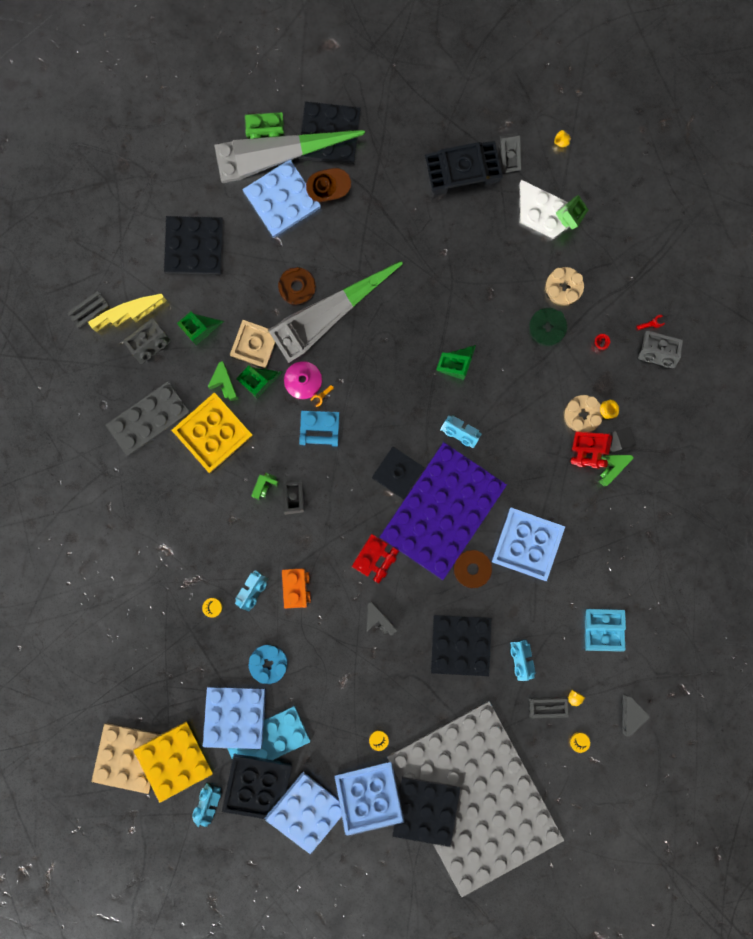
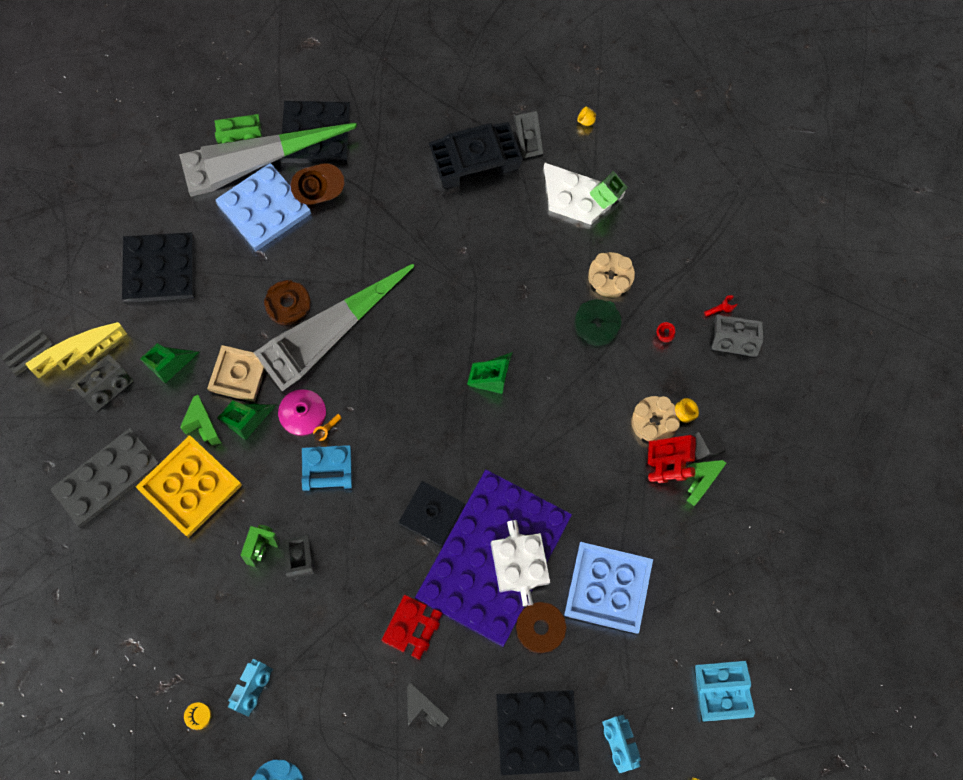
camera: 10 degrees left, 15 degrees down
(294, 588) = (308, 677): orange bracket -> none
(453, 428) = (514, 459): medium azure hinge -> none
(462, 519) = (520, 562): none -> white plate

